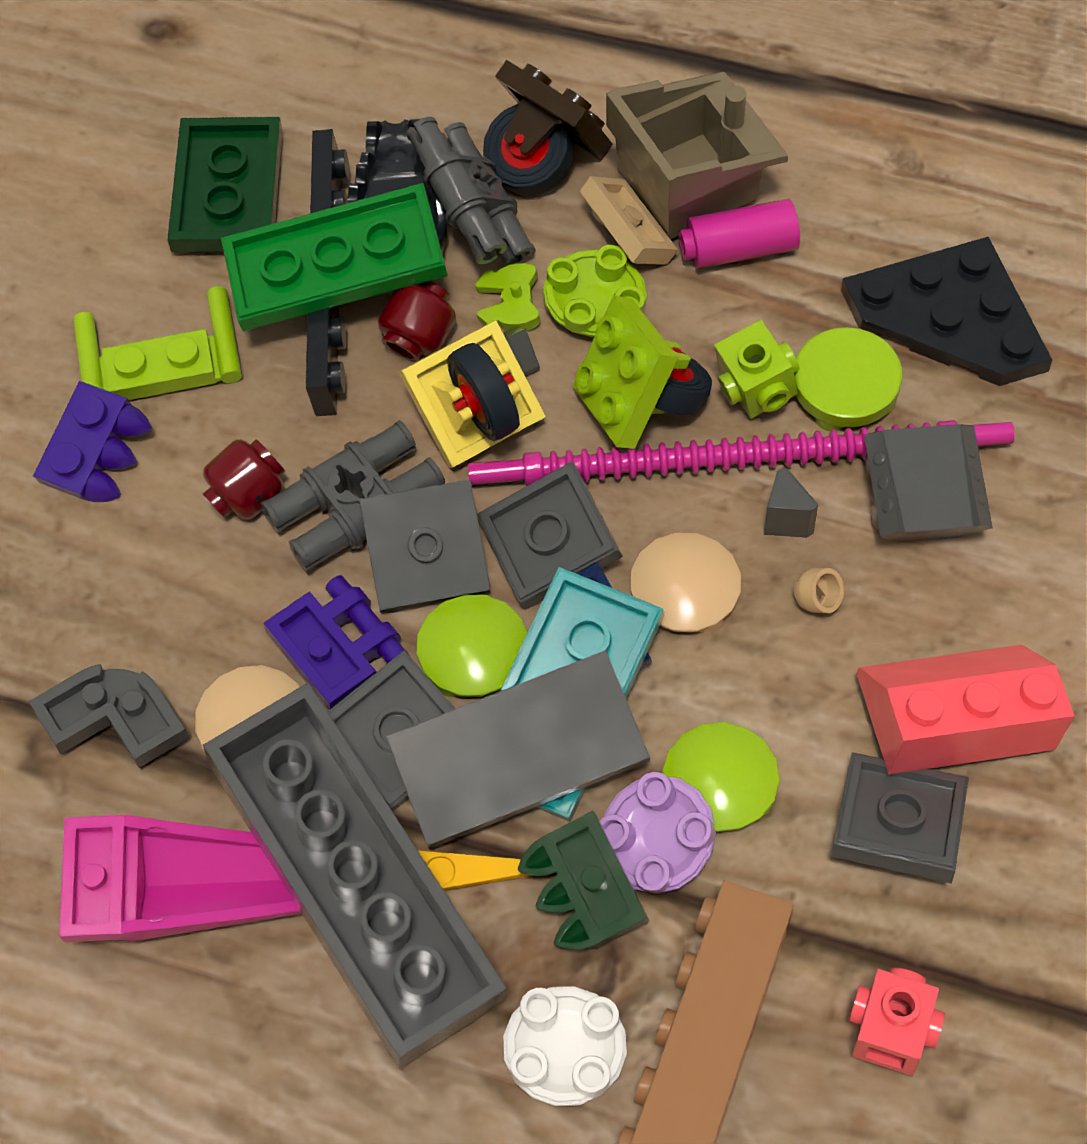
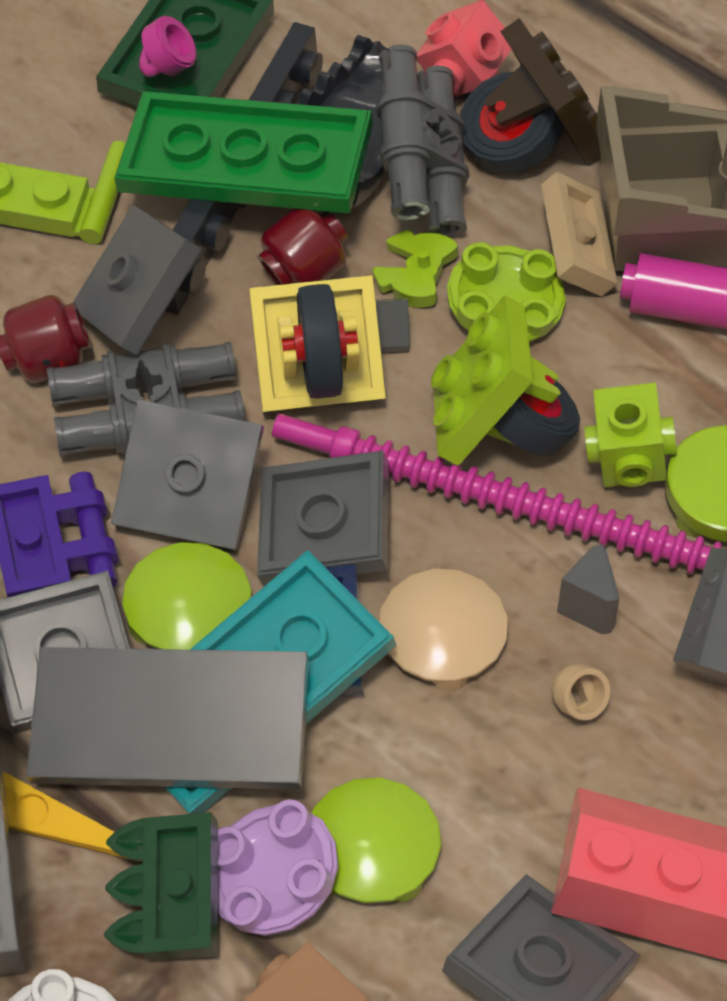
camera: 20 degrees right, 5 degrees down
(220, 191) = (166, 48): none -> dark pink tile
(300, 399) = (135, 279): none -> dark grey plate
(462, 94) = (467, 43): none -> coral brick

